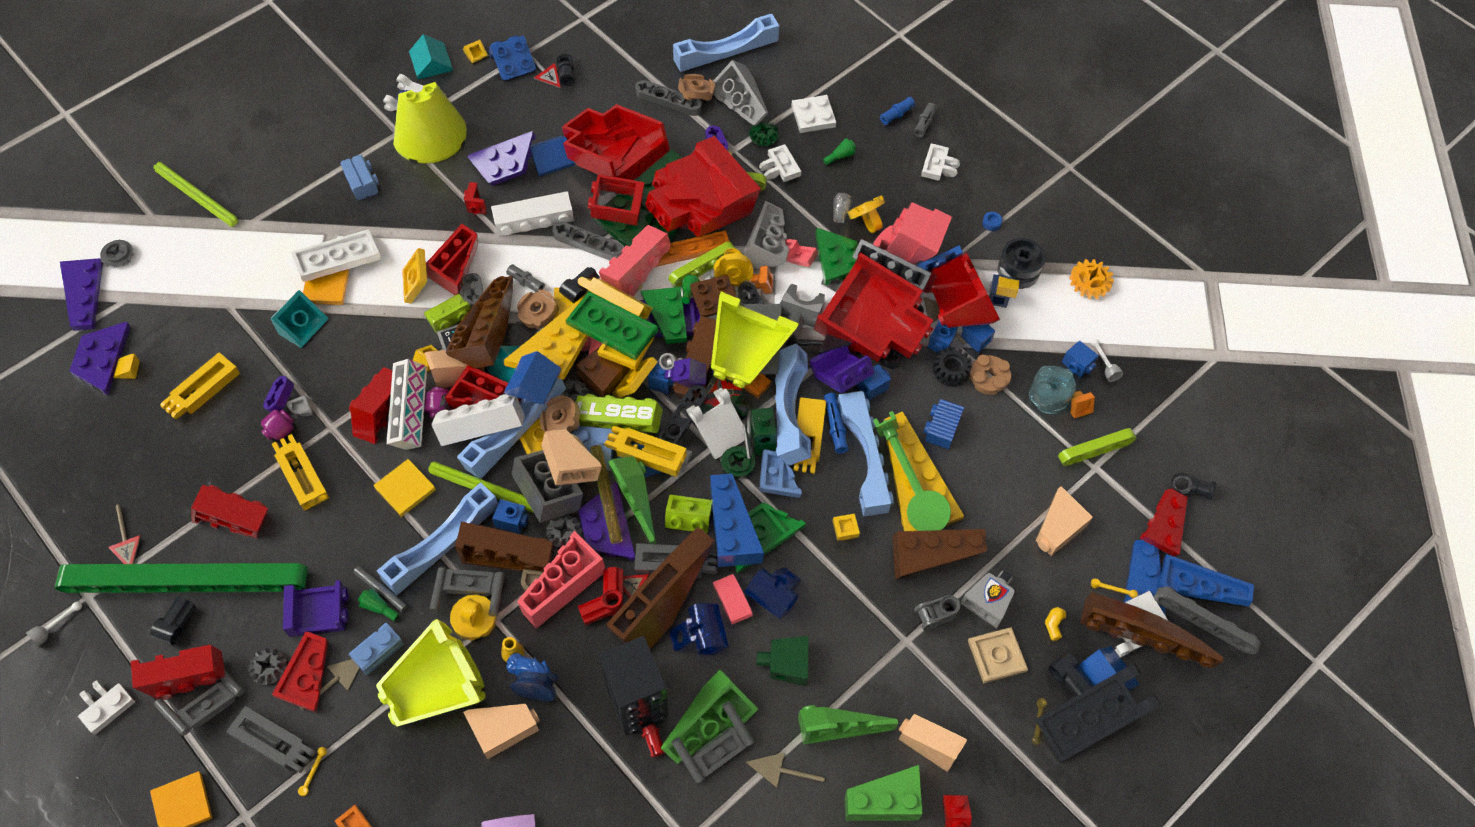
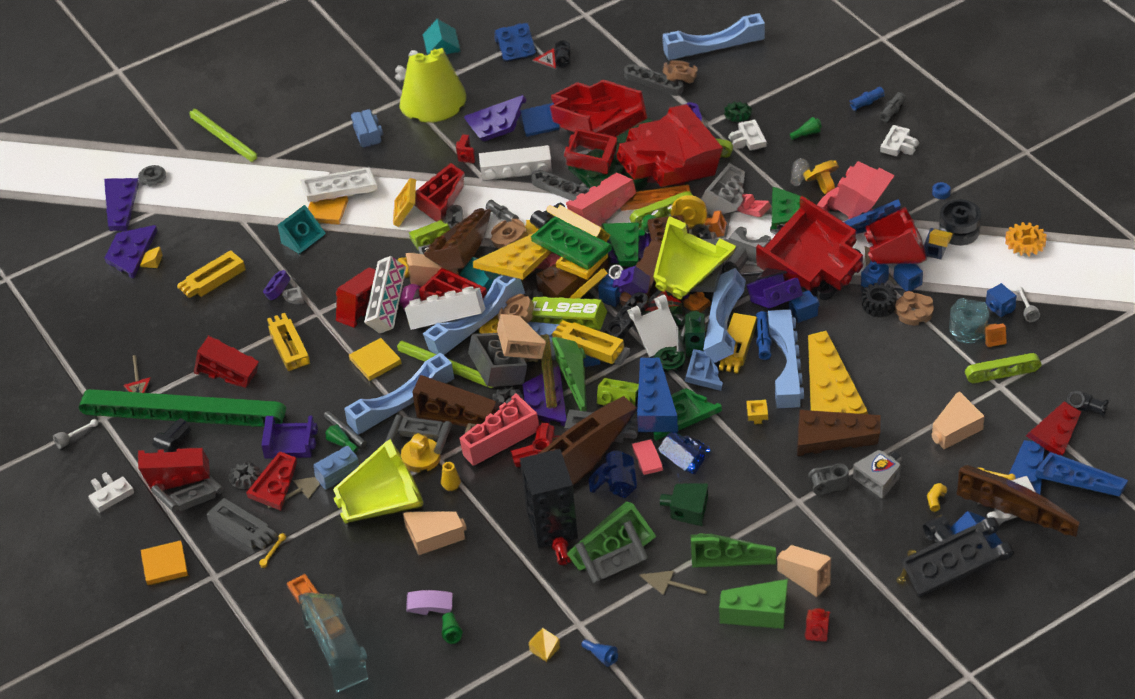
camera: 15 degrees right, 15 degrees down
(277, 424) = (273, 305): magenta head -> none
(475, 51) = (482, 36): yellow slope -> none
(510, 516) = (464, 380): blue brick -> none
(533, 378) = (496, 273): blue slope -> none
(533, 678) = (464, 496): dark blue piece -> none
(740, 93) = (719, 76): light grey wedge -> none
(813, 113) = (787, 98): white plate -> none
(912, 273) = (850, 217): black brick -> none
(927, 508) = (831, 397): bright green piece -> none
(944, 423) = (862, 341): blue brick -> none
(997, 655) = (878, 516): tan tile -> none
(1206, 620) = (1083, 506): dark grey piece -> none

